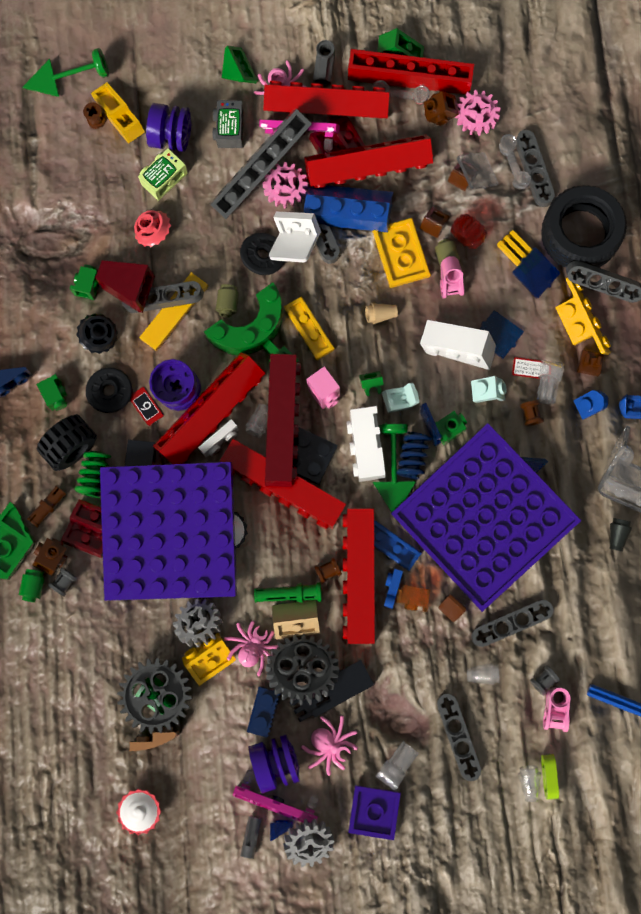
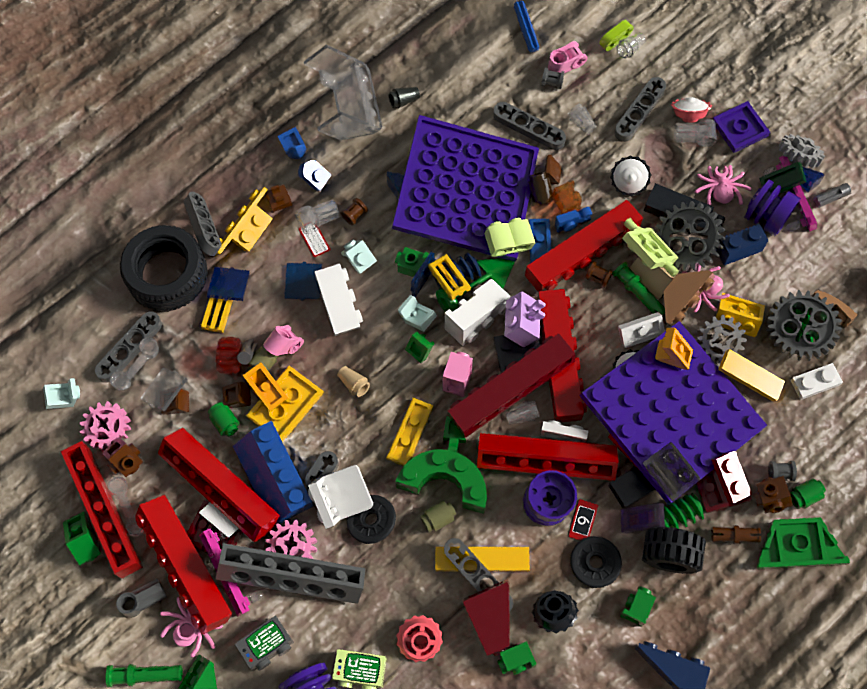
camera: 130 degrees left, 10 degrees down
(85, 532) = (731, 477): none -> plate
(108, 674) = (816, 381): none -> white plate
(109, 443) = (642, 518): none -> clear purple tile
(118, 477) = (671, 471): none -> clear smoke bracket
(150, 620) = (751, 375): none -> yellow tile
(208, 563) = (674, 350): none -> light orange slope
(254, 566) = (641, 330): none -> white plate
(256, 621) = (684, 293): none -> medium nougat slope
(275, 30) = (132, 674): none -> green pin
(294, 801) = (786, 177): none -> dark green tile
(314, 623) = (650, 248): none -> yellowish green plate
(330, 470) = (523, 319): none -> lavender brick
(340, 143) = (218, 519): none -> white sticker
(396, 668) = (630, 175): none -> white piece
(410, 515) = (509, 237): none -> yellowish green brick
(419, 198) = (223, 419): none -> green brick
(421, 240) = (265, 387): none -> light orange slope
(424, 780) = (691, 109): none -> piece
(427, 438) = (458, 290): none -> yellow tile
(441, 581) = (540, 188): none -> dark brown brick
(461, 246) = (247, 352): none -> flat silver piece
(527, 96) = (61, 394): none -> light aqua bracket

